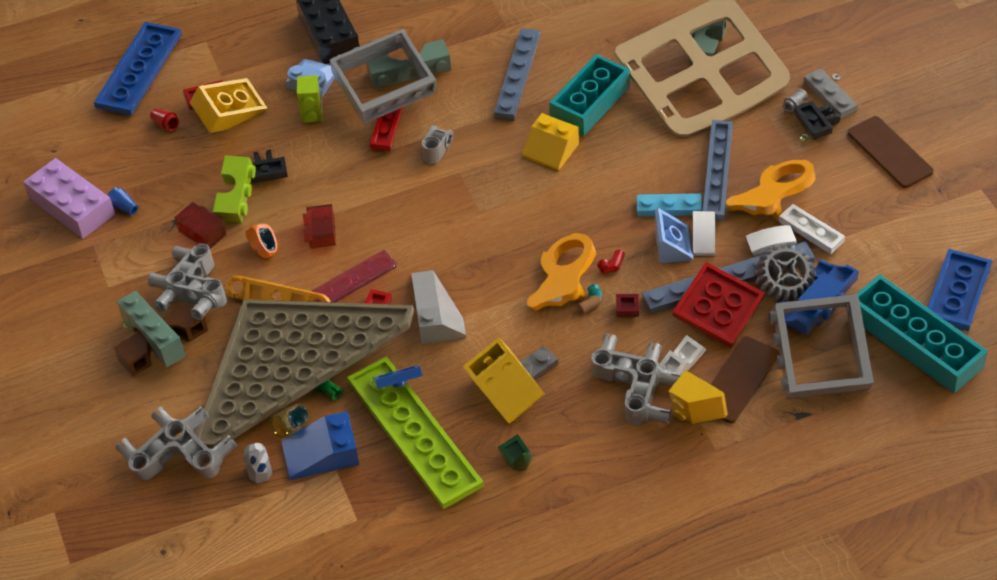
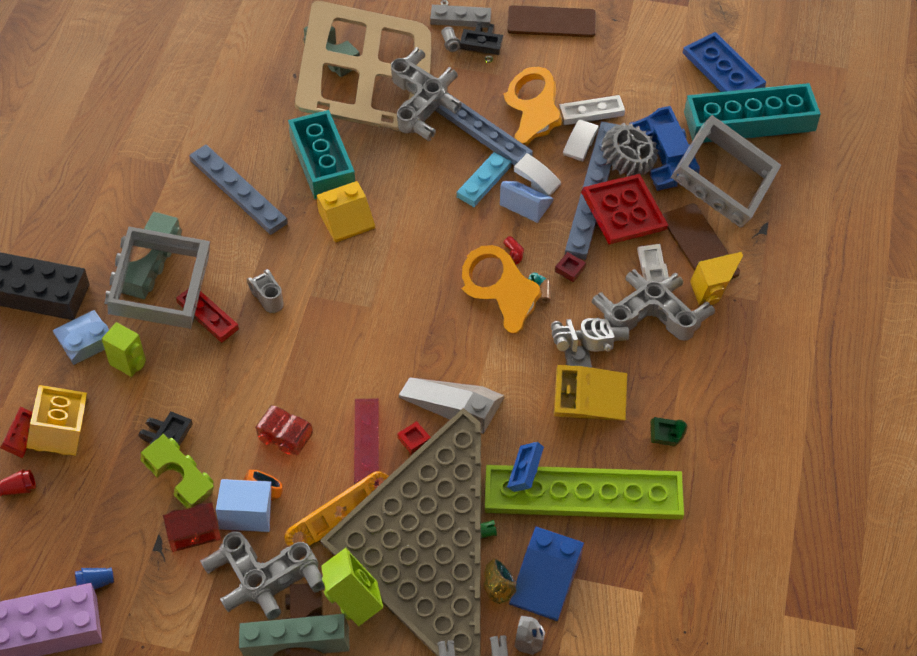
camera: 60 degrees left, 5 degrees up
(204, 329) = (351, 587): none -> lime brick
(235, 238) = (244, 505): none -> light blue slope
(574, 356) = (594, 335): none -> light grey torso
(708, 118) = (427, 90): none -> light grey pin

